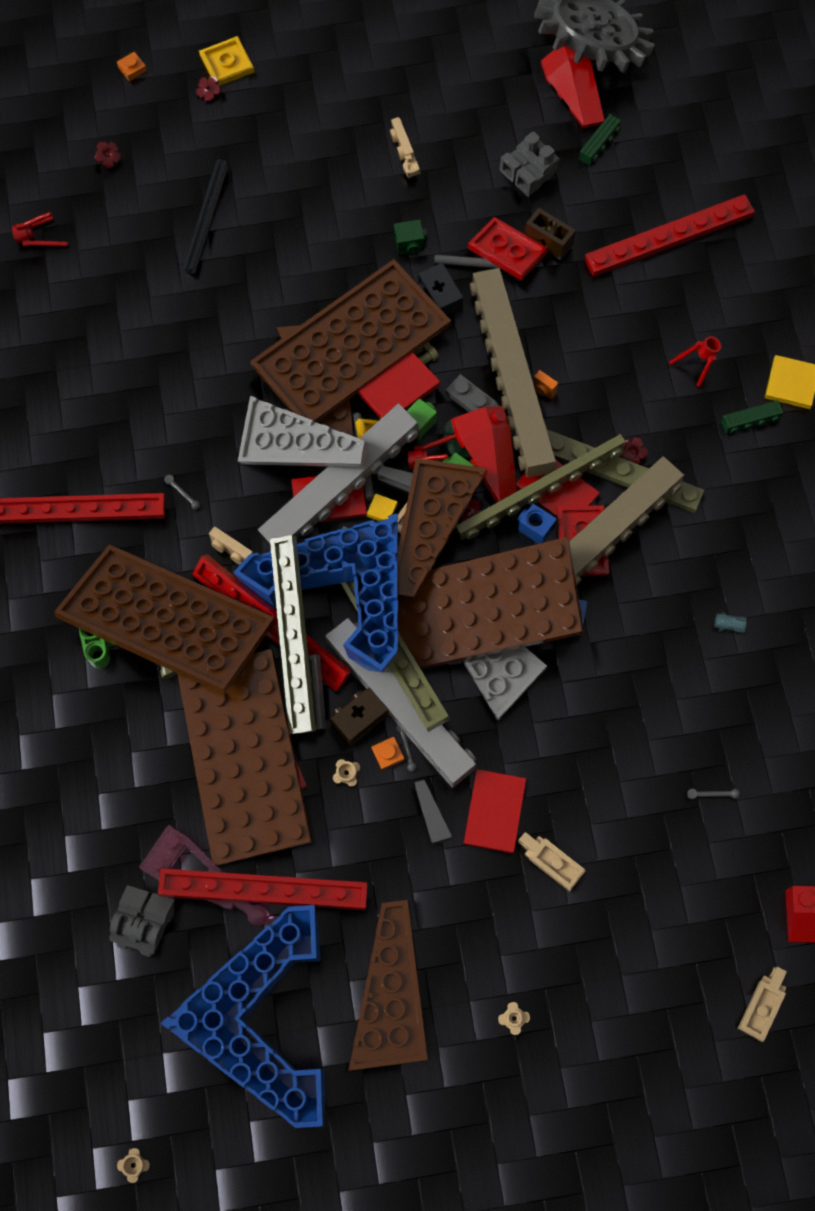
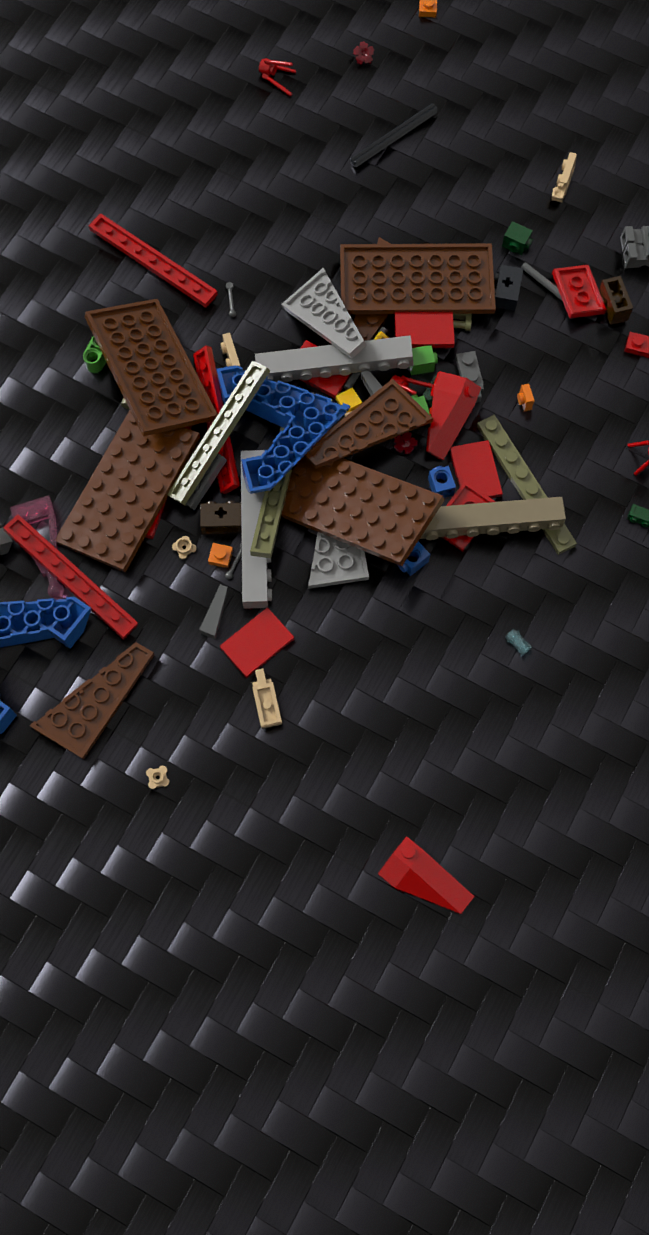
camera: 35 degrees right, 0 degrees up
(208, 88) = (466, 54): dark red plant -> none
(227, 61) = (493, 44): yellow tile -> none
(513, 374) = (509, 373): dark tan brick -> none
(534, 491) = (467, 460): olive plate -> none
(633, 451) = (550, 482): dark red plant -> none
(692, 793) = (396, 732): dark grey hinge -> none
(764, 1005) = (324, 898): tan hinge -> none

